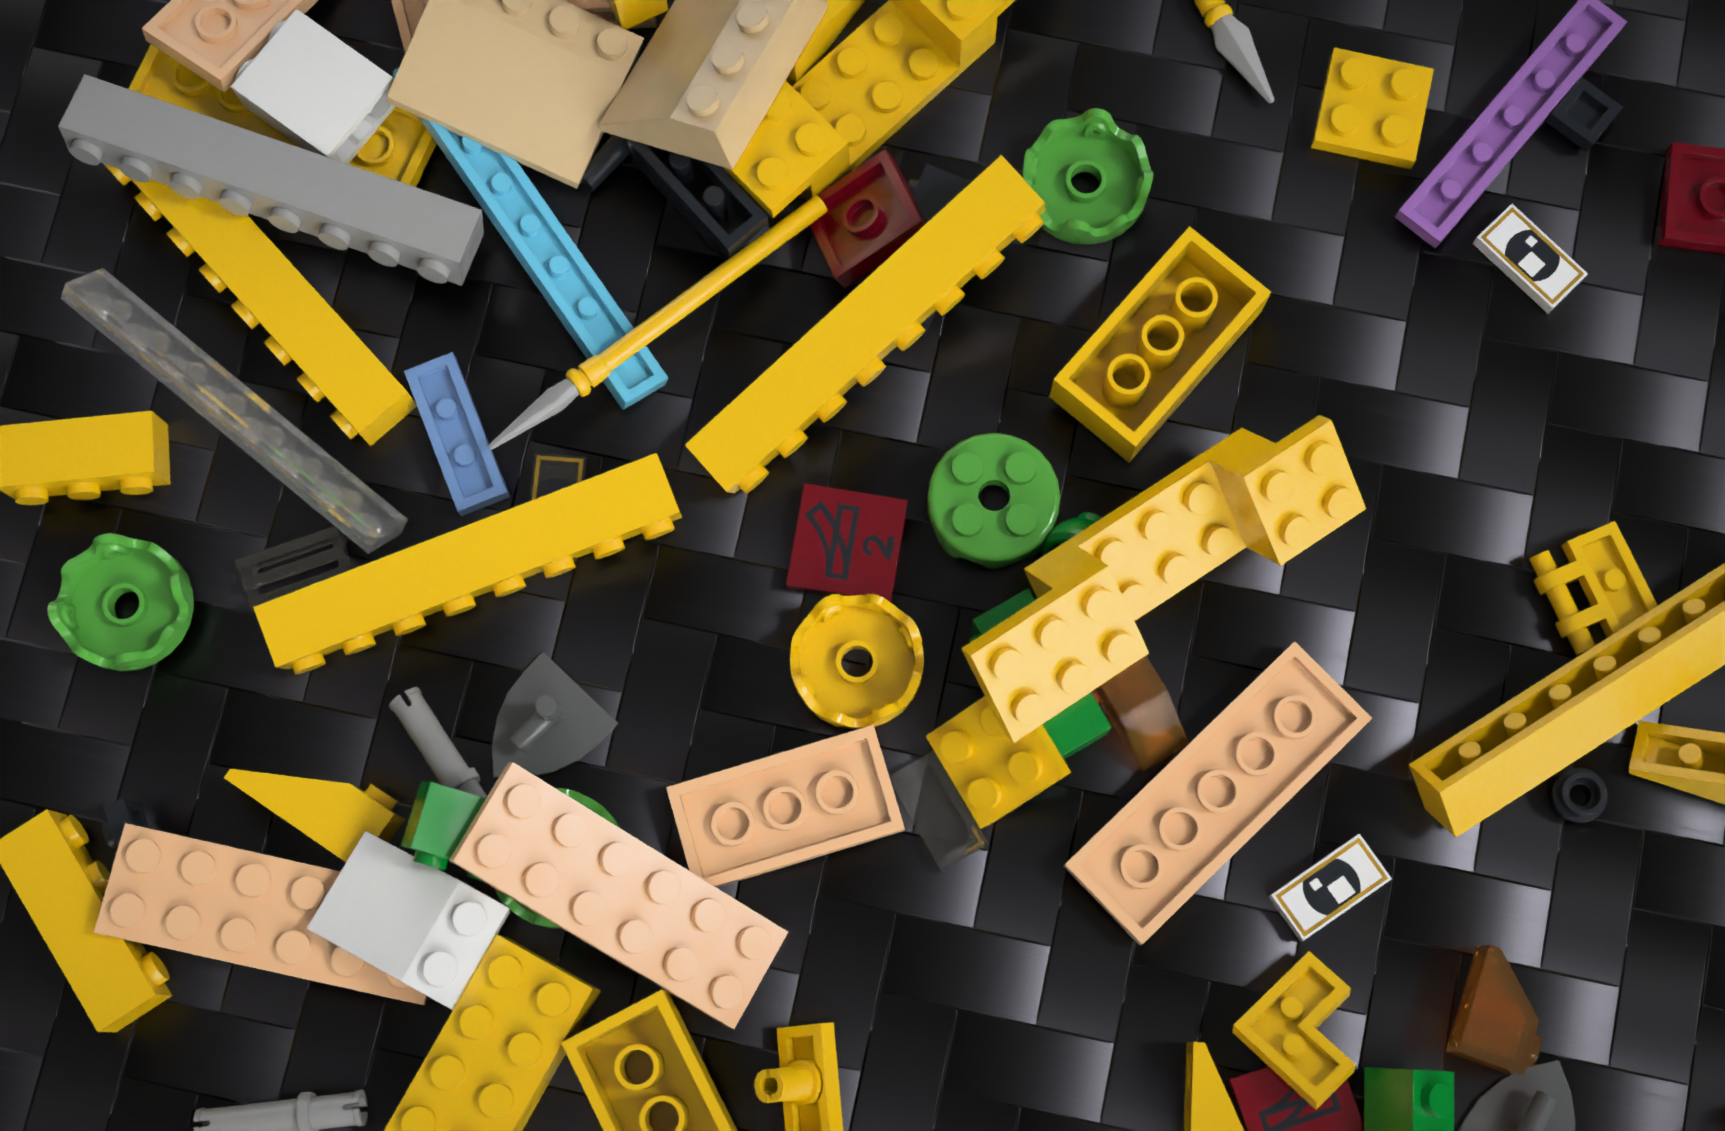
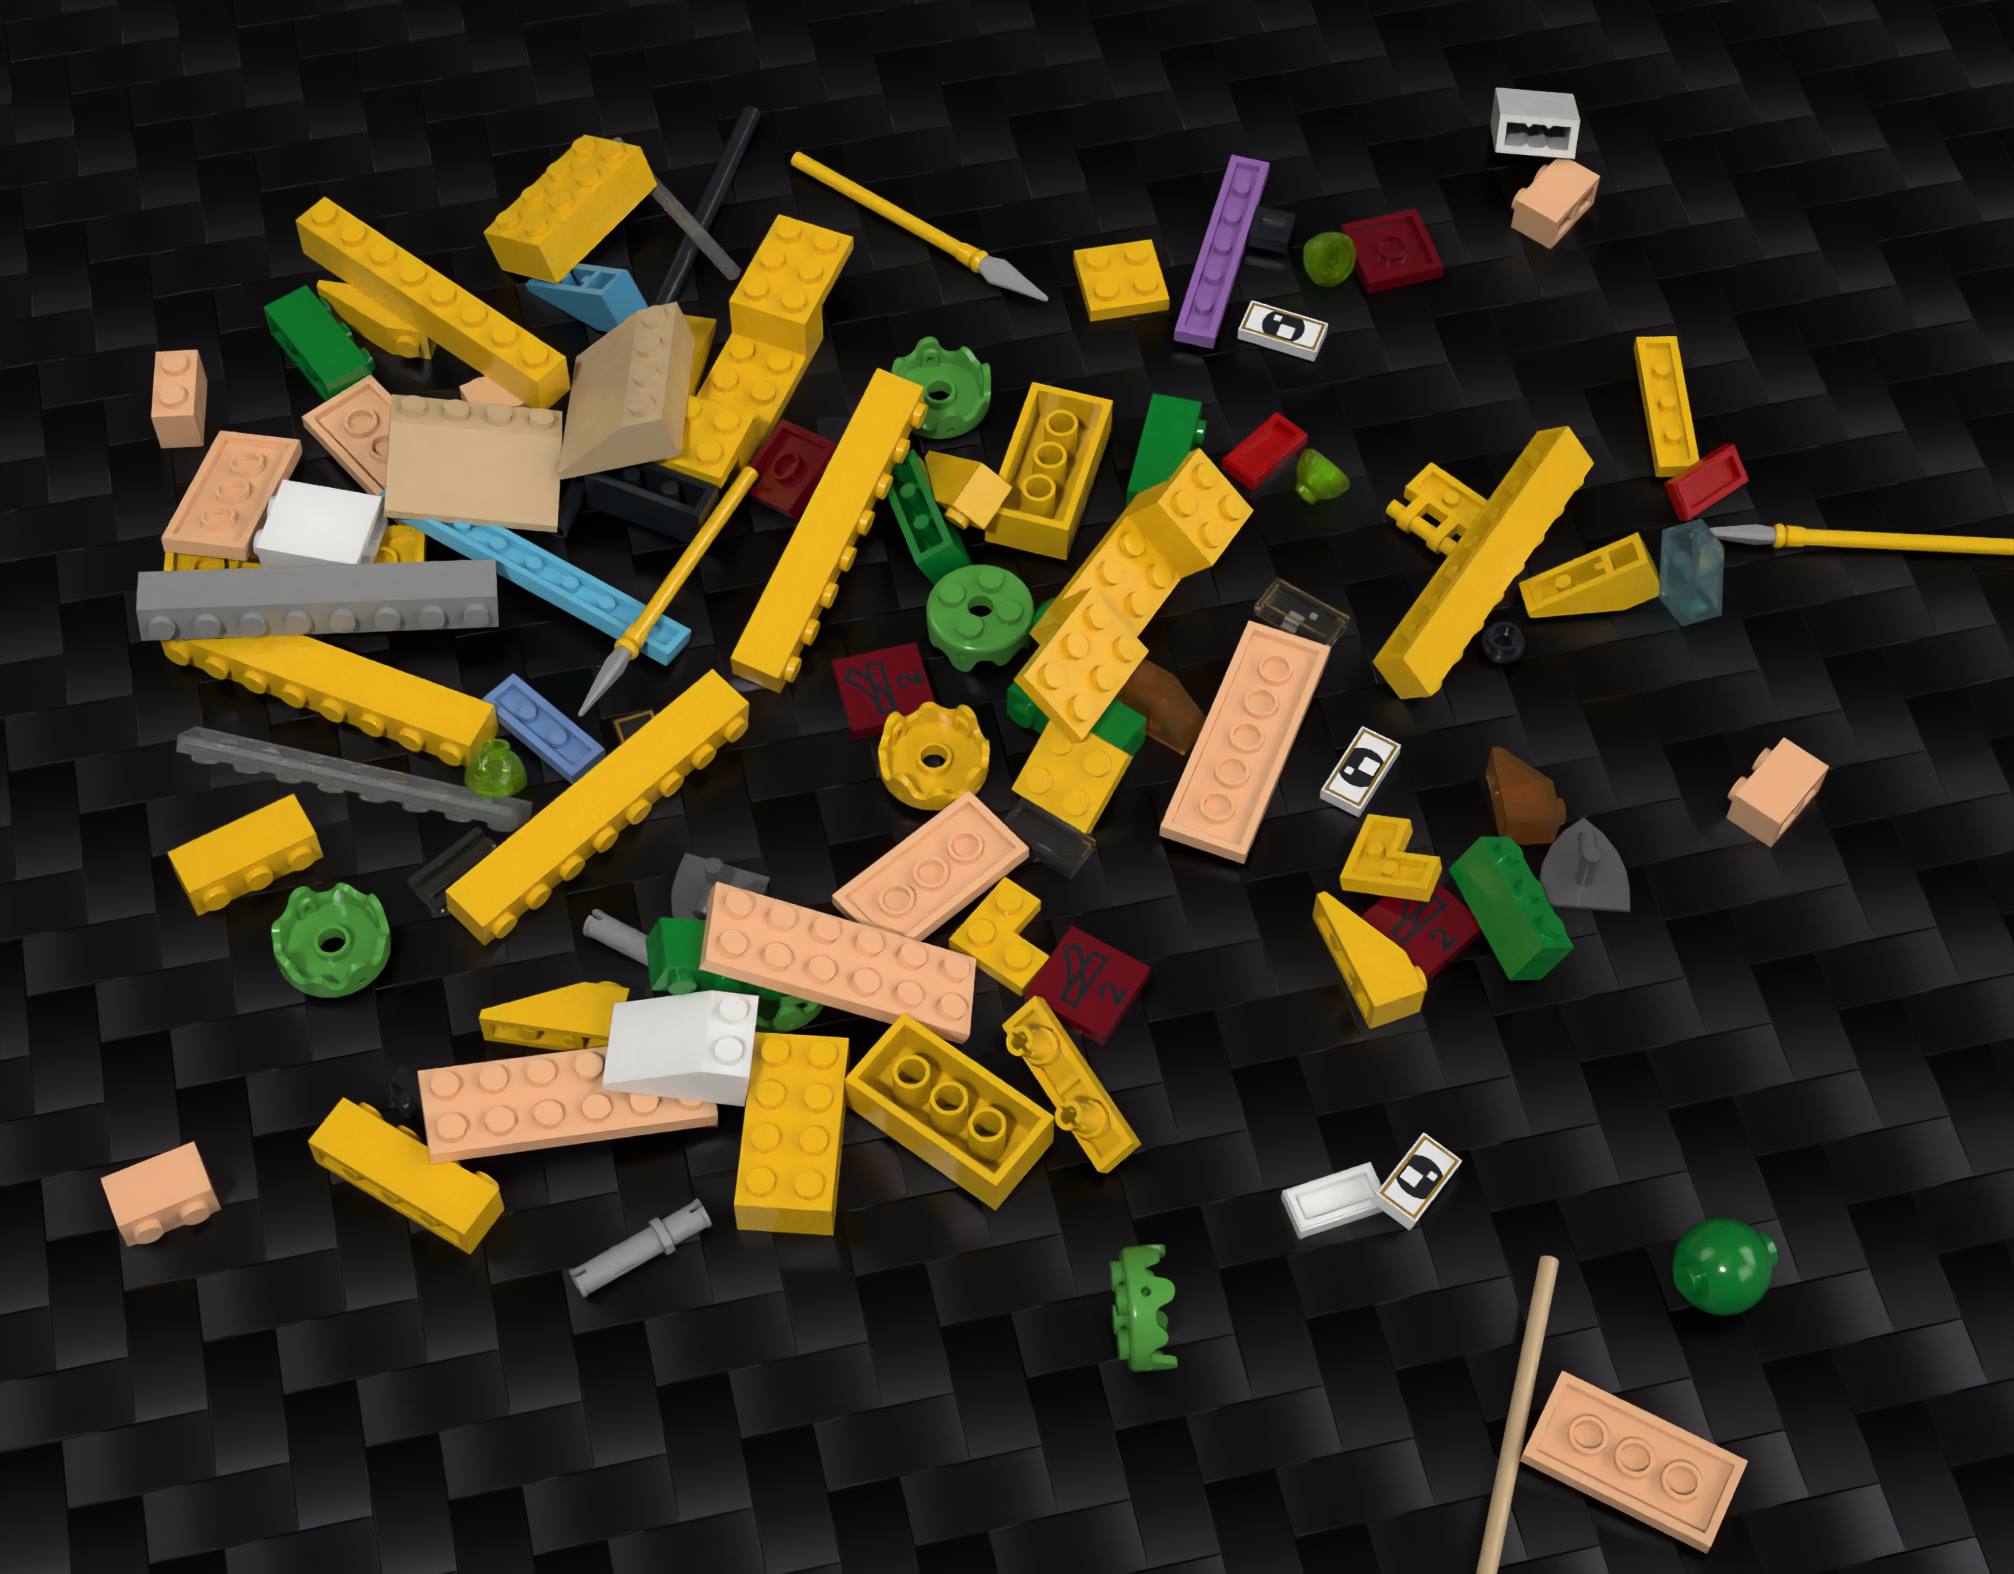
camera: 30 degrees left, 20 degrees down
(379, 471) = (495, 770): none -> clear neon green brick
(816, 911) = (994, 937): none -> yellow plate
(895, 1017) = (1089, 984): none -> dark red tile
(988, 352) = (927, 531): none -> green brick
(1041, 340) = (965, 489): none -> yellow slope
(1308, 373) = (1167, 438): none -> green brick
(1363, 652) = (1301, 613): none -> clear smoke tile
(1428, 413) = (1264, 451): none -> red tile
(1471, 484) = (1319, 477): none -> clear neon green brick
(1632, 185) = (1329, 258): none -> clear neon green brick

